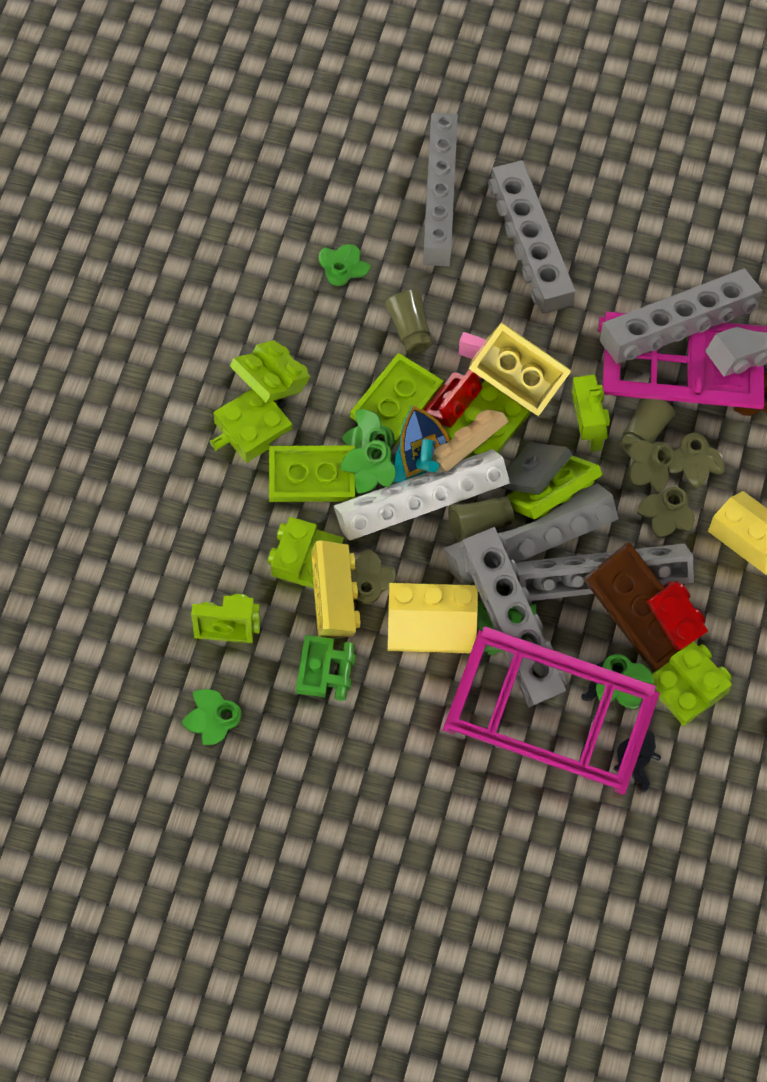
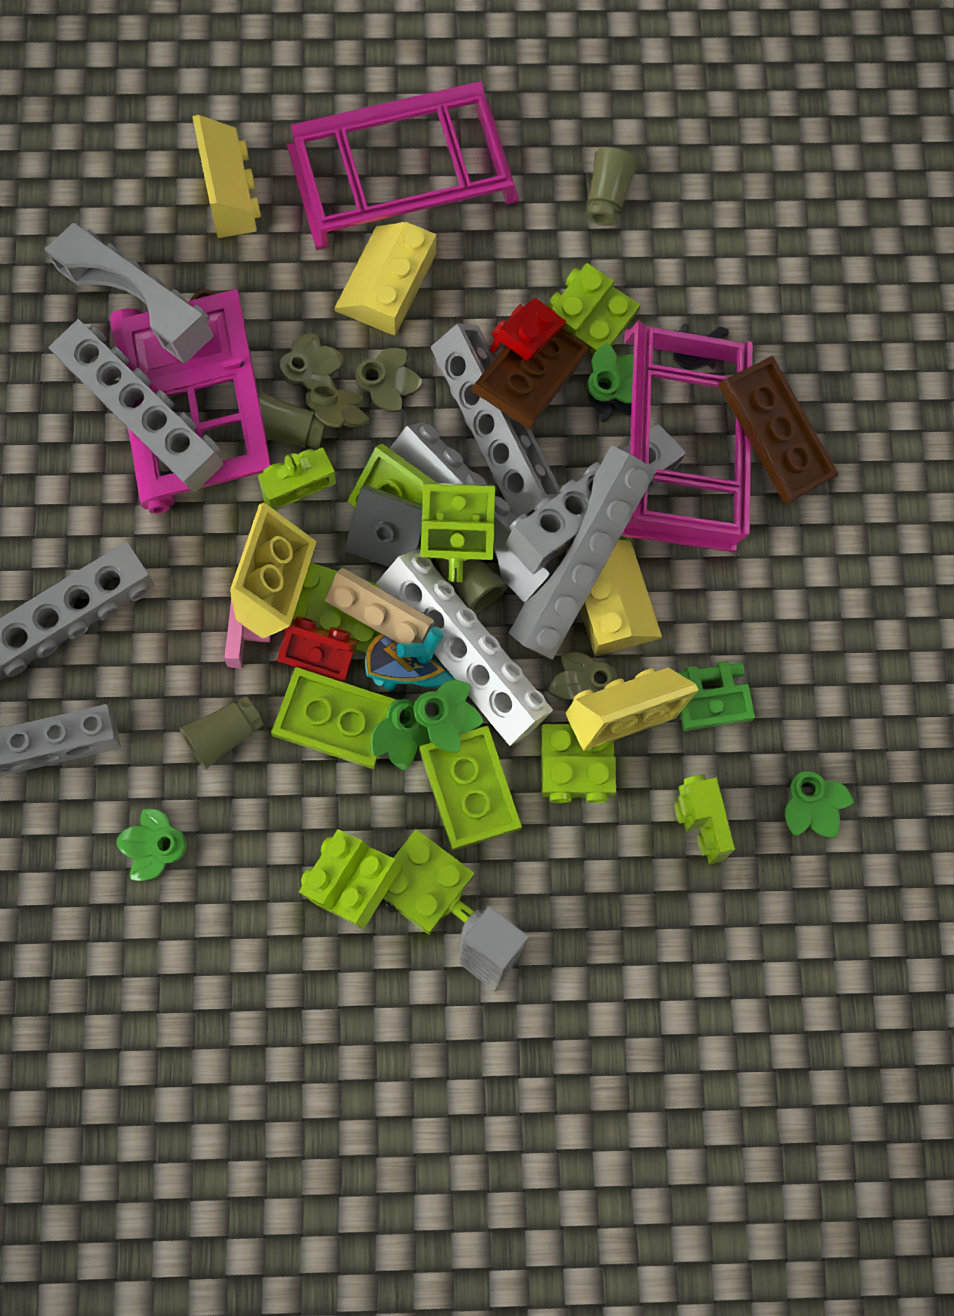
camera: 110 degrees left, 10 degrees up
(175, 410) = (490, 946): none -> light grey brick
(480, 597) = (614, 498): none -> light grey arch
(514, 499) = (457, 523): none -> lime plate
(534, 785) = (778, 429): none -> reddish brown tile

